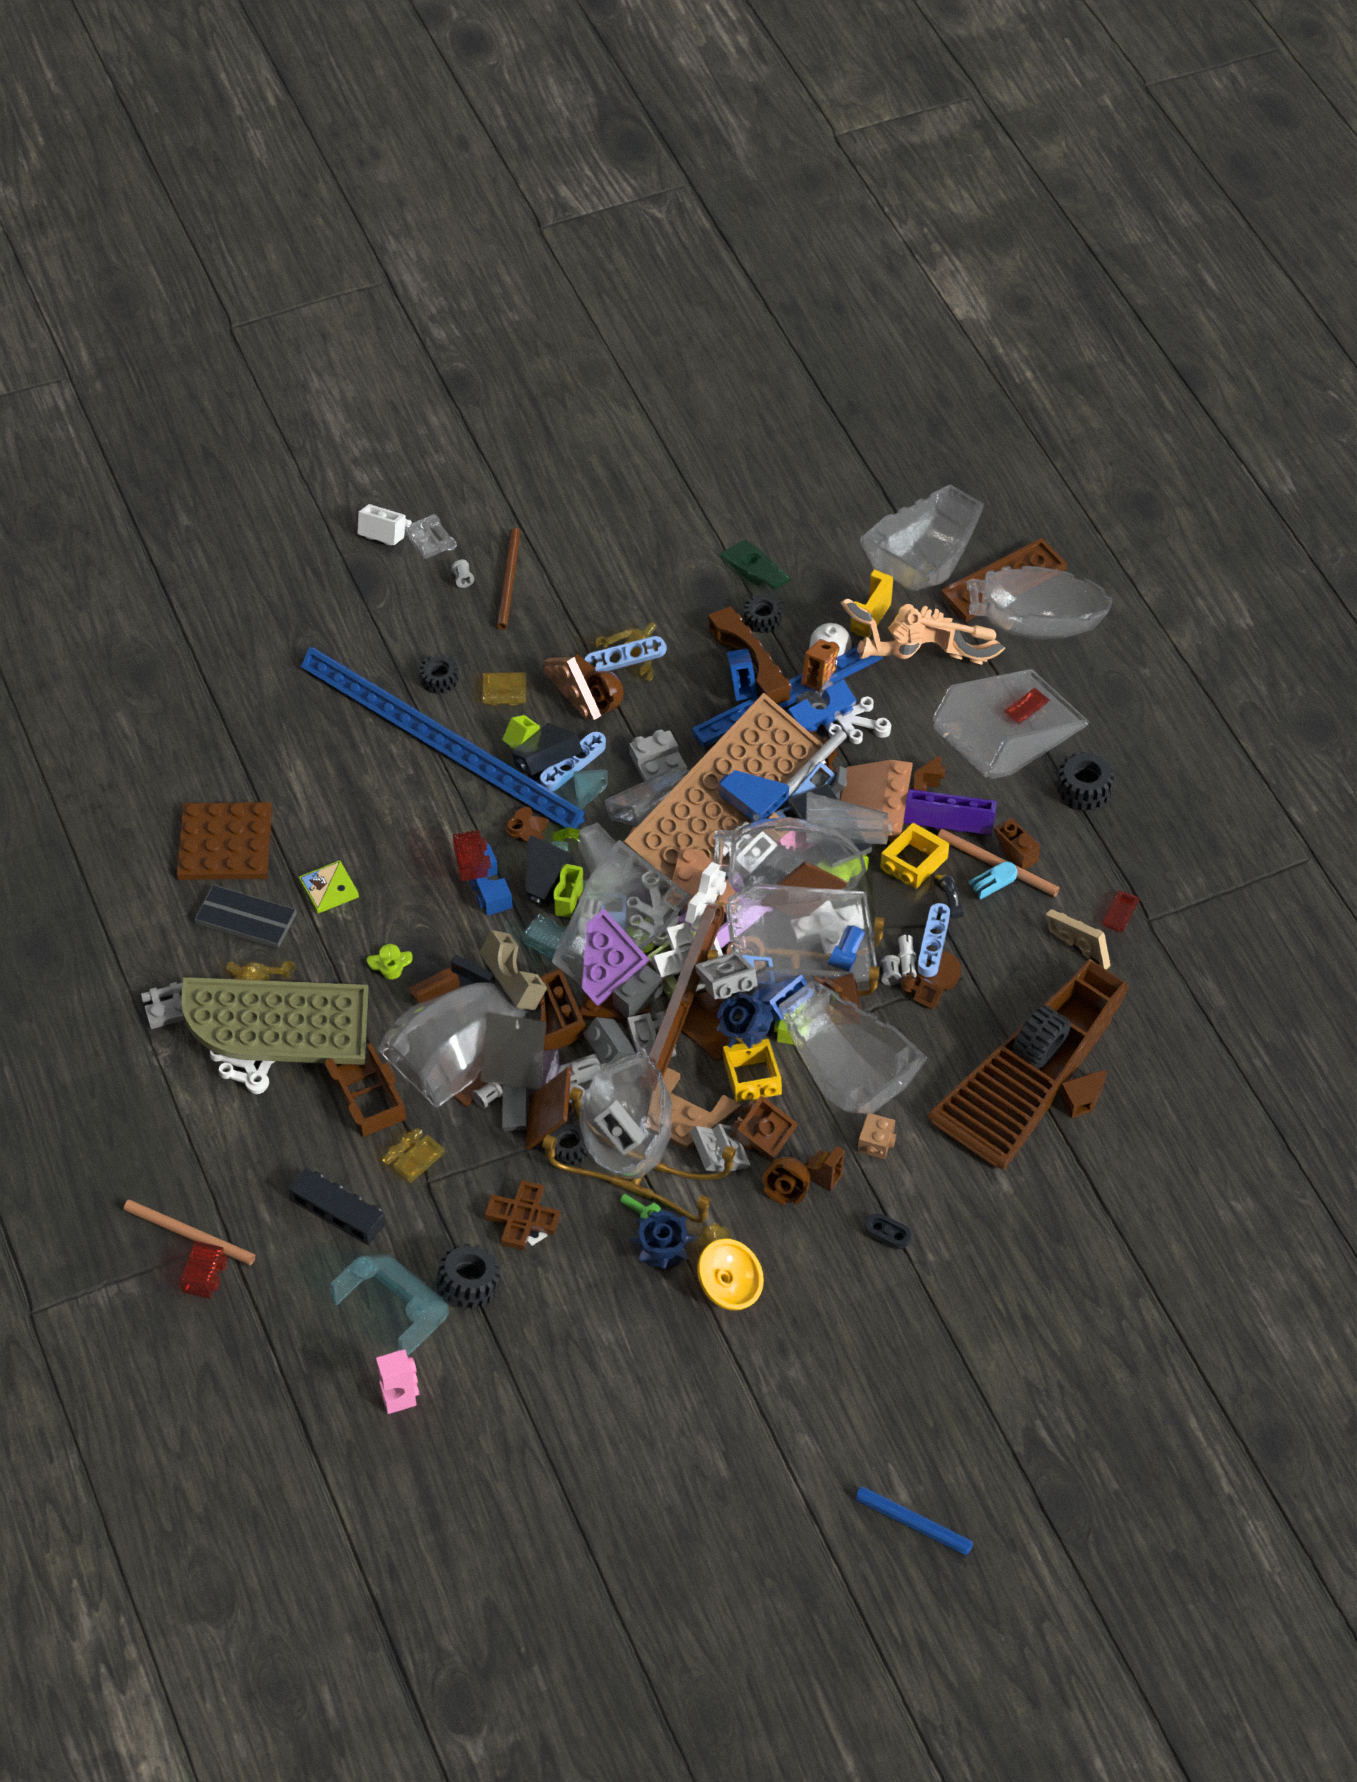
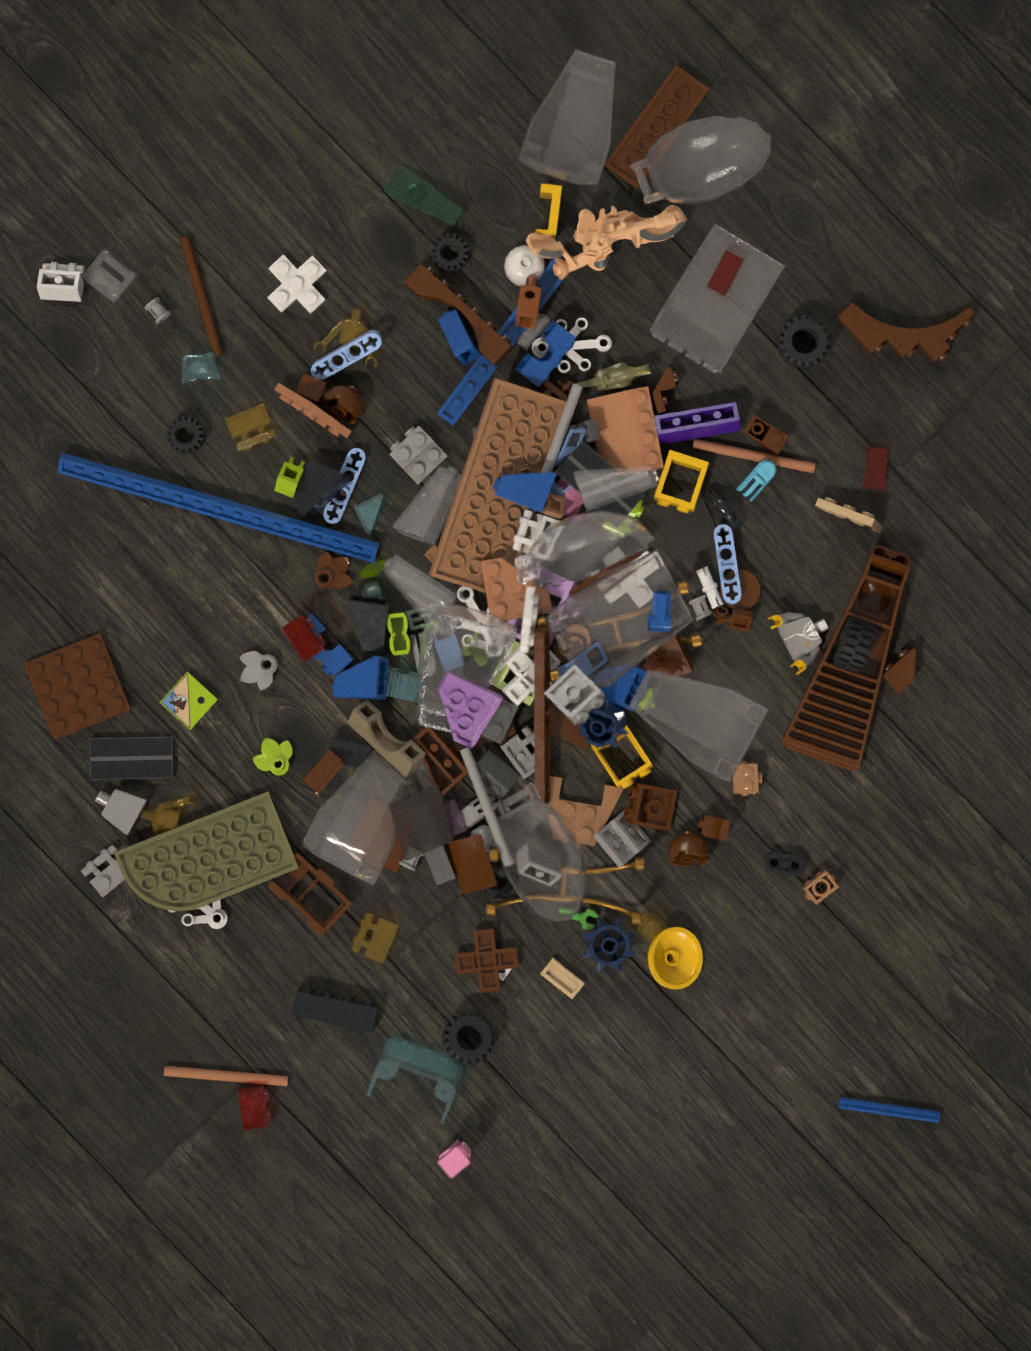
camera: 20 degrees left, 35 degrees up
(213, 952) = (121, 809): none -> light grey torso
(411, 881) = (255, 669): none -> light grey plate
(478, 625) = (199, 367): none -> clear light blue hair
(513, 914) = (363, 681): none -> blue slope
(589, 1056) = (487, 806): none -> light grey piece
(597, 1262) = (562, 978): none -> tan tile
(604, 596) = (297, 284): none -> white plate
(881, 752) = (615, 376): none -> olive animal
(919, 1261) = (823, 878): none -> medium nougat head
(984, 1023) = (800, 637): none -> light grey torso
(1188, 812) = (931, 340): none -> reddish brown arch

